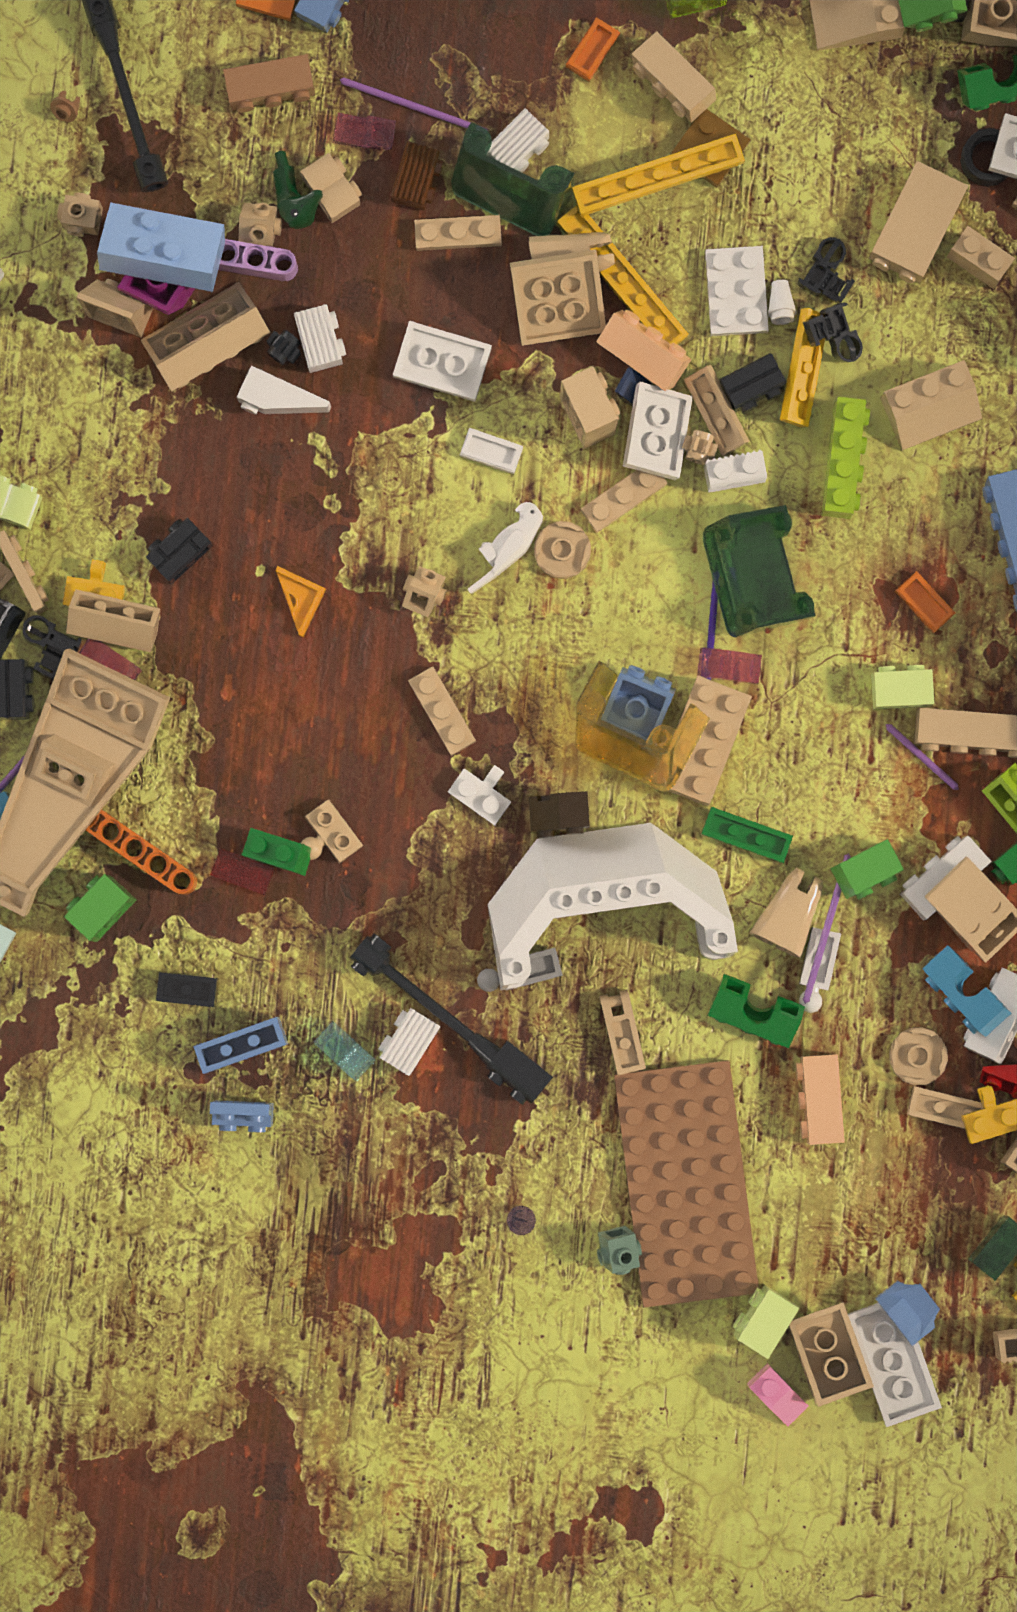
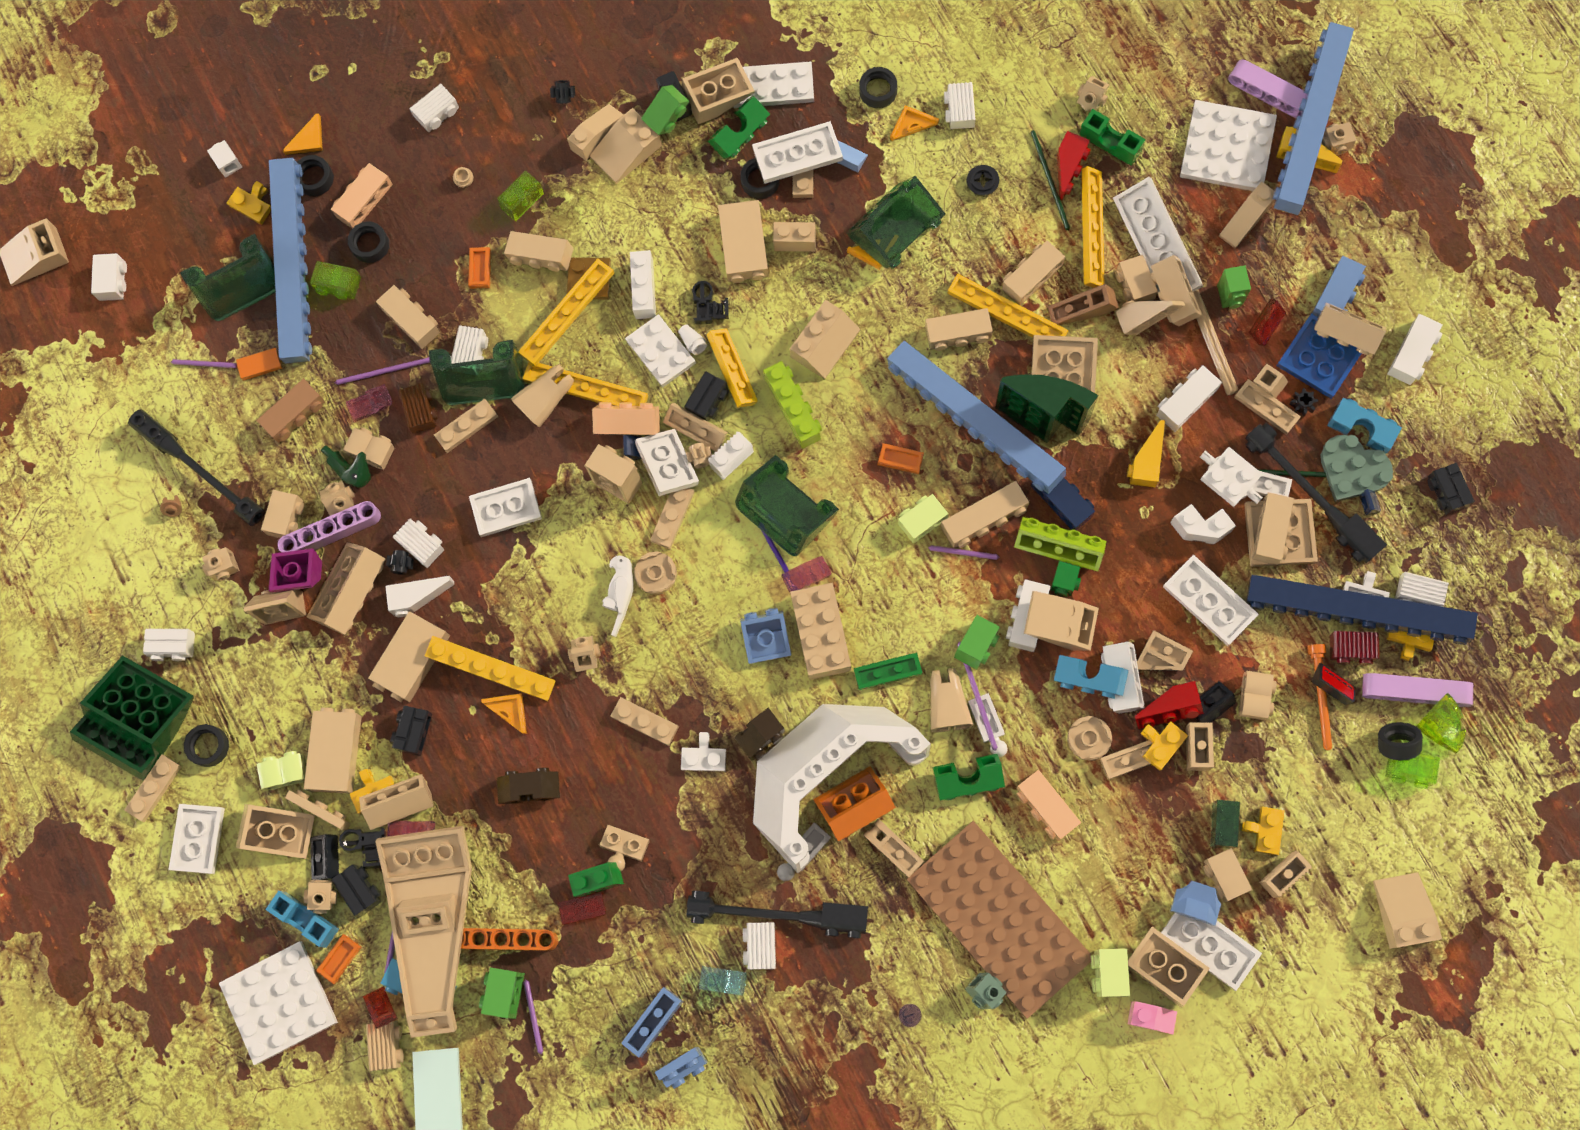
camera: 25 degrees left, 10 degrees down
(78, 515) = (332, 751): none -> tan brick
(116, 954) = (533, 1016): none -> medium lavender axle
(161, 247) = (281, 548): light blue brick -> none
(186, 989) = (594, 1009): black plate -> none
(188, 197) = (282, 514): none -> tan brick
(226, 464) = (404, 660): none -> tan brick
(267, 700) = (528, 786): none -> dark brown brick
(309, 538) = (490, 668): none -> yellow plate
(474, 56) = (408, 316): none -> tan brick
(491, 451) = (571, 542): white tile -> none
(558, 297) = (552, 421): tan plate -> none
(612, 955) = (854, 803): none -> orange slope
(653, 761) = (795, 663): clear yellow windscreen -> none
(767, 198) = (642, 284): none -> white brick
(830, 326) = (733, 331): black piece -> none
(962, 1302) = (1226, 875): none -> tan brick

